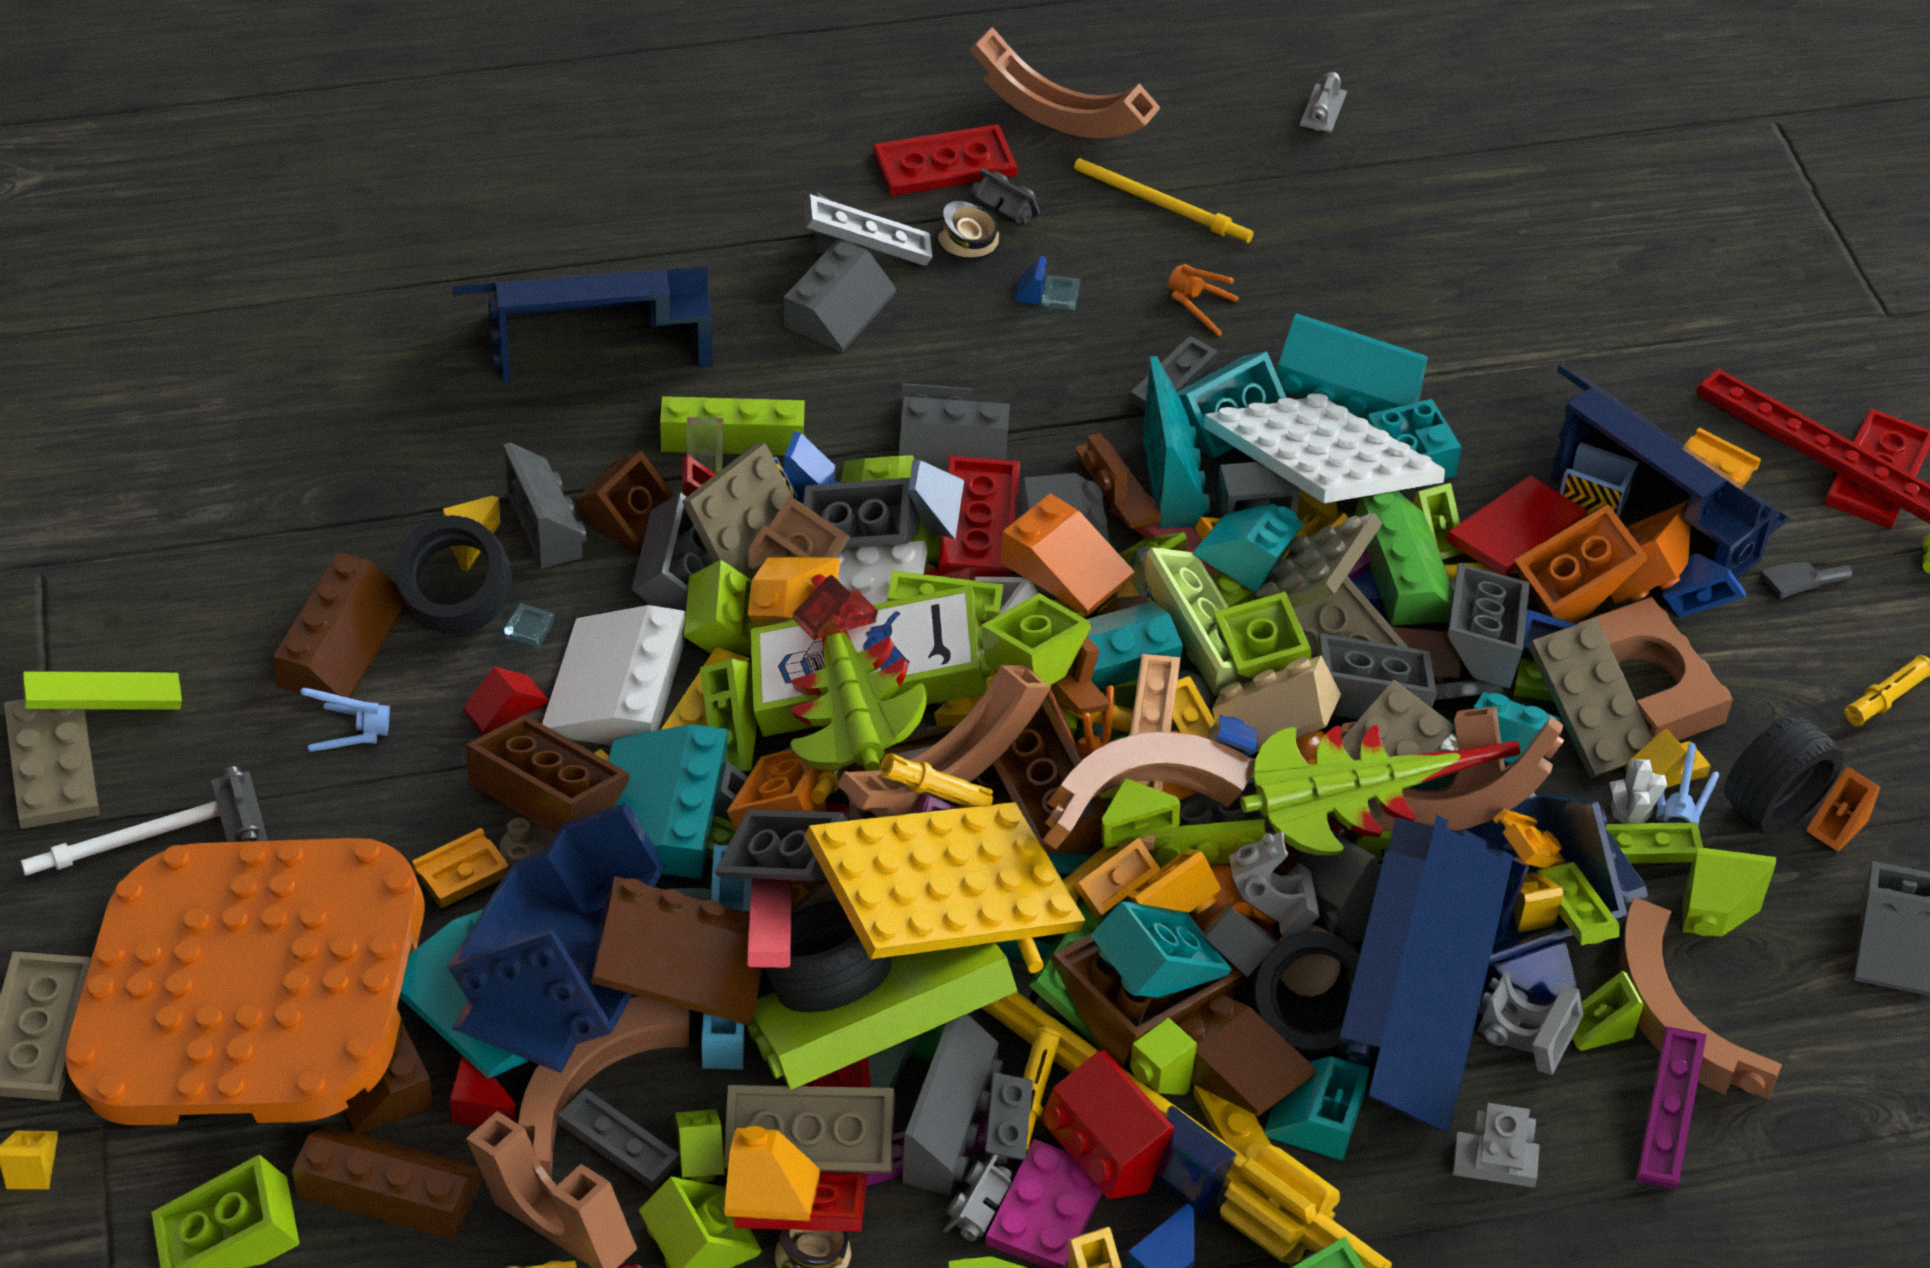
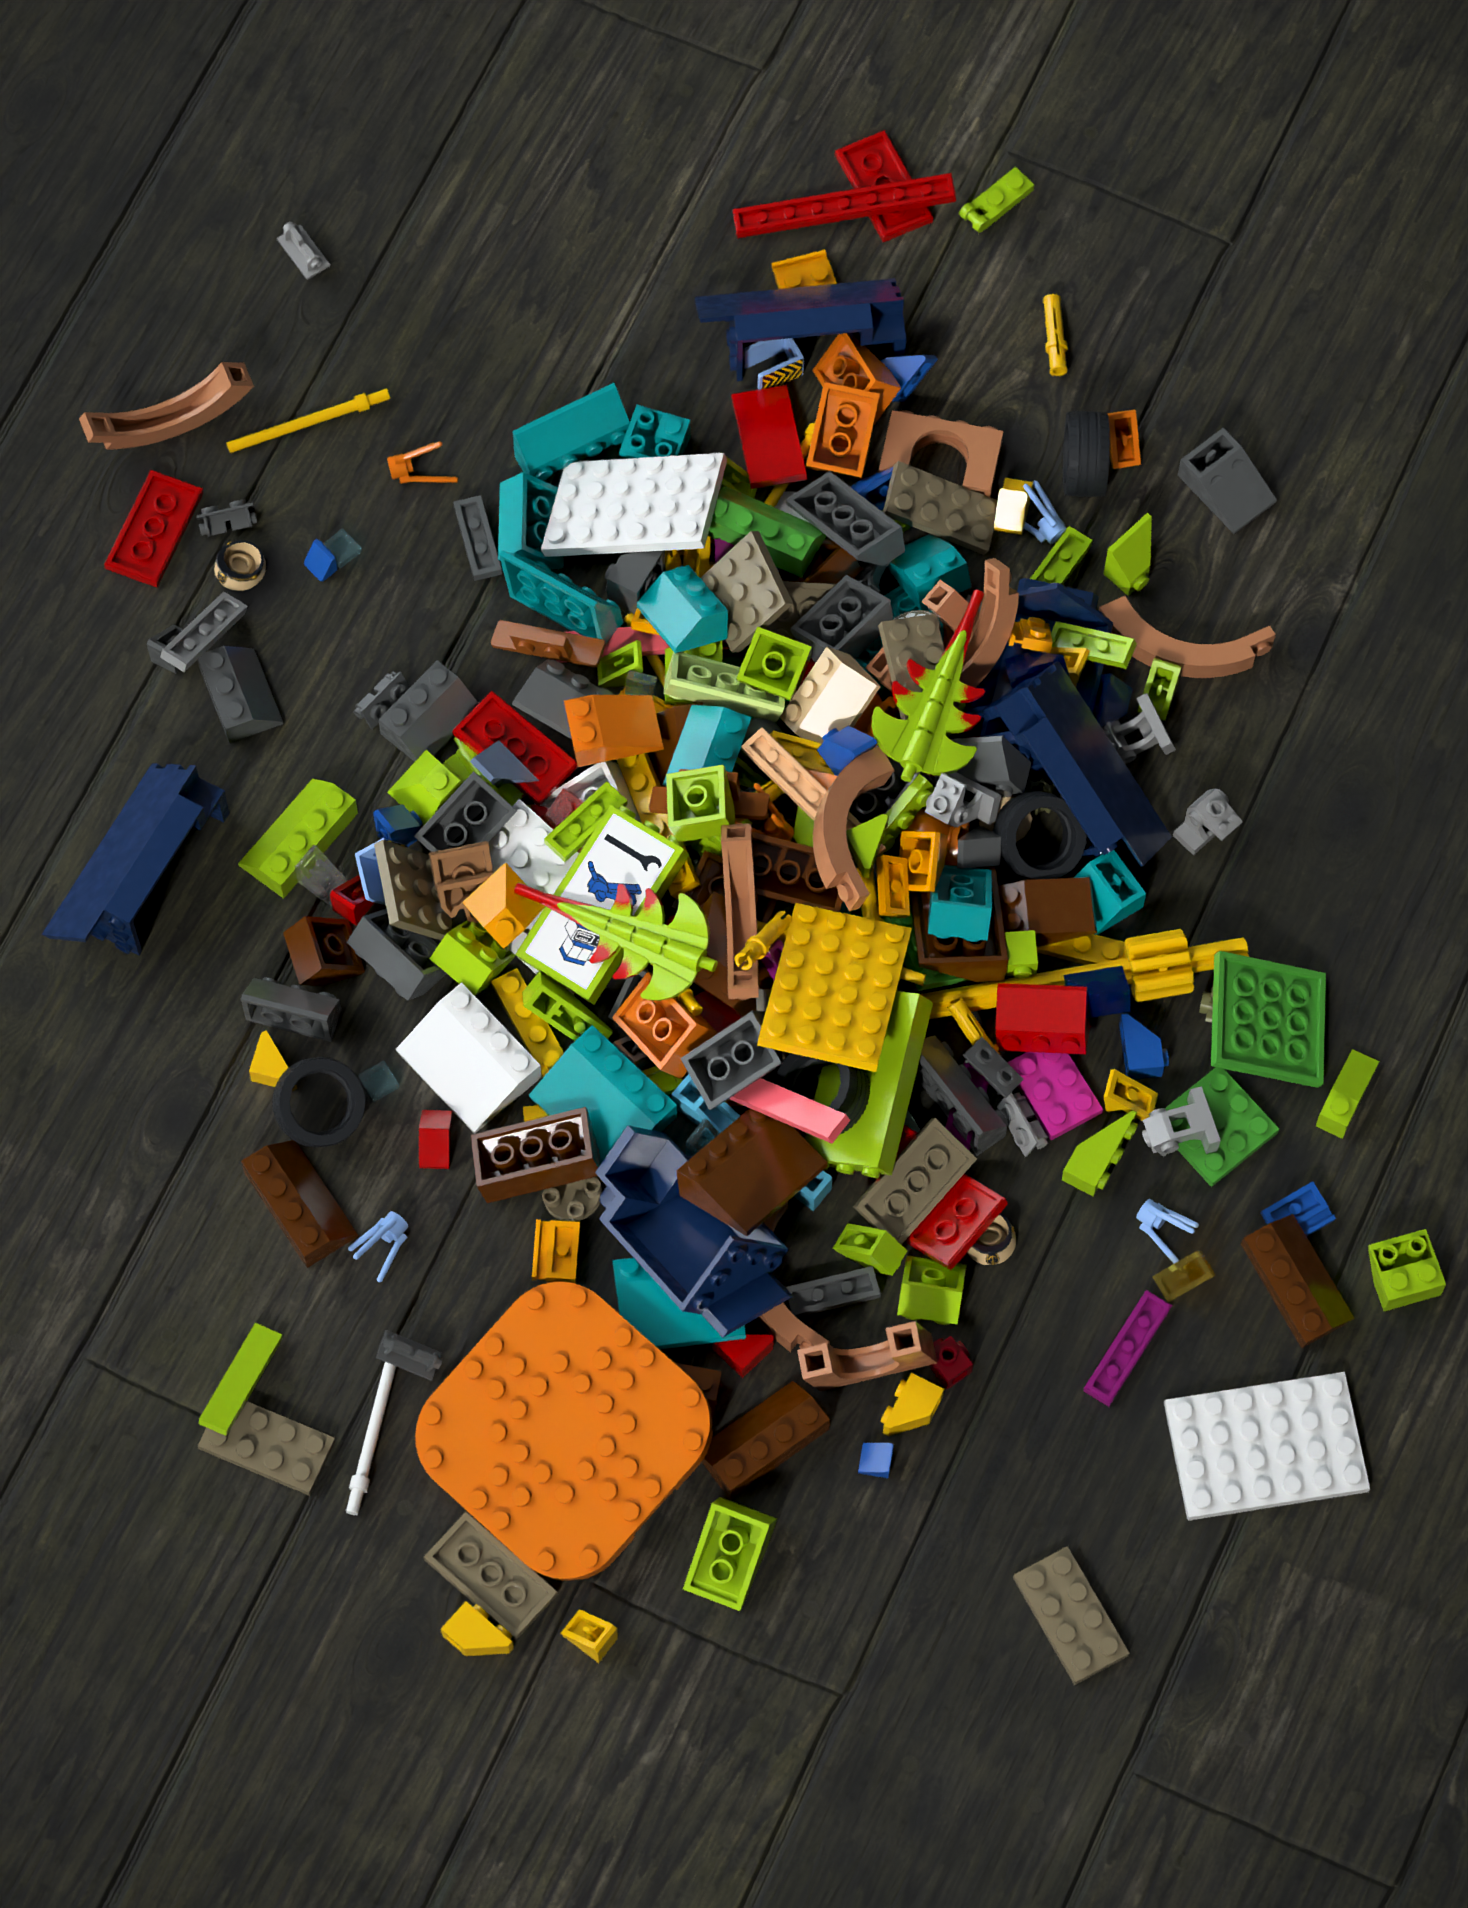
camera: 50 degrees left, 20 degrees up
(769, 1177) = (939, 1229): light orange slope -> none
(833, 610) = (567, 900): clear red slope -> none
(1638, 794) = (1024, 542): white rock -> none
(1671, 1108) = (1249, 706): magenta tile -> none
(1801, 576) = (928, 307): dark grey piece -> none

